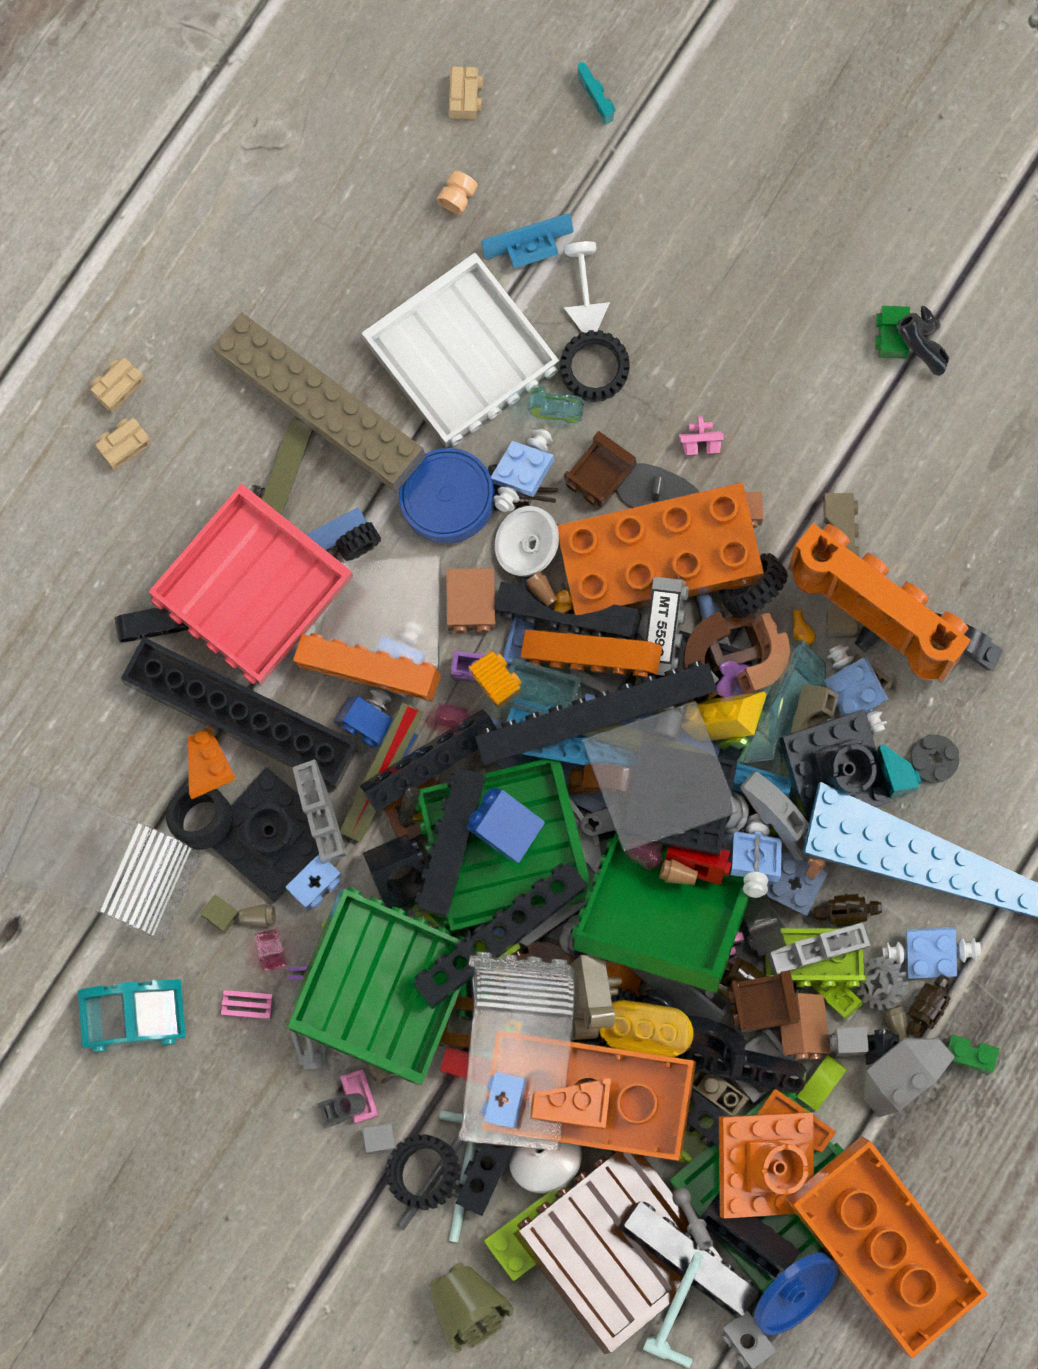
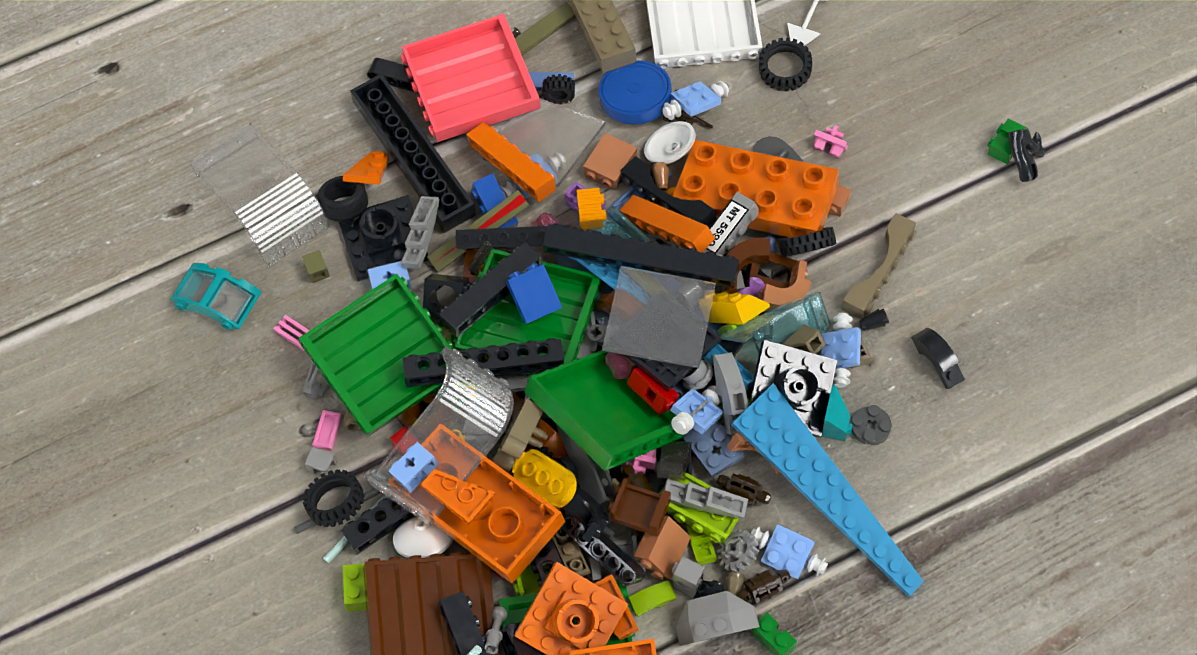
camera: 35 degrees right, 15 degrees down
(259, 915) = (340, 281): dark tan cone -> none
(270, 949) = (332, 304): clear pink bracket -> none
(338, 1109) = (308, 429): dark grey piece -> none
(467, 1307) = (301, 606): olive cone -> none
(554, 406) = (741, 74): clear light blue animal -> none
(600, 470) = (749, 128): reddish brown panel -> none
(677, 873) = (632, 387): medium nougat cone -> none
(802, 630) = (827, 293): light orange animal -> none
(890, 612) = (887, 287): orange piece -> none

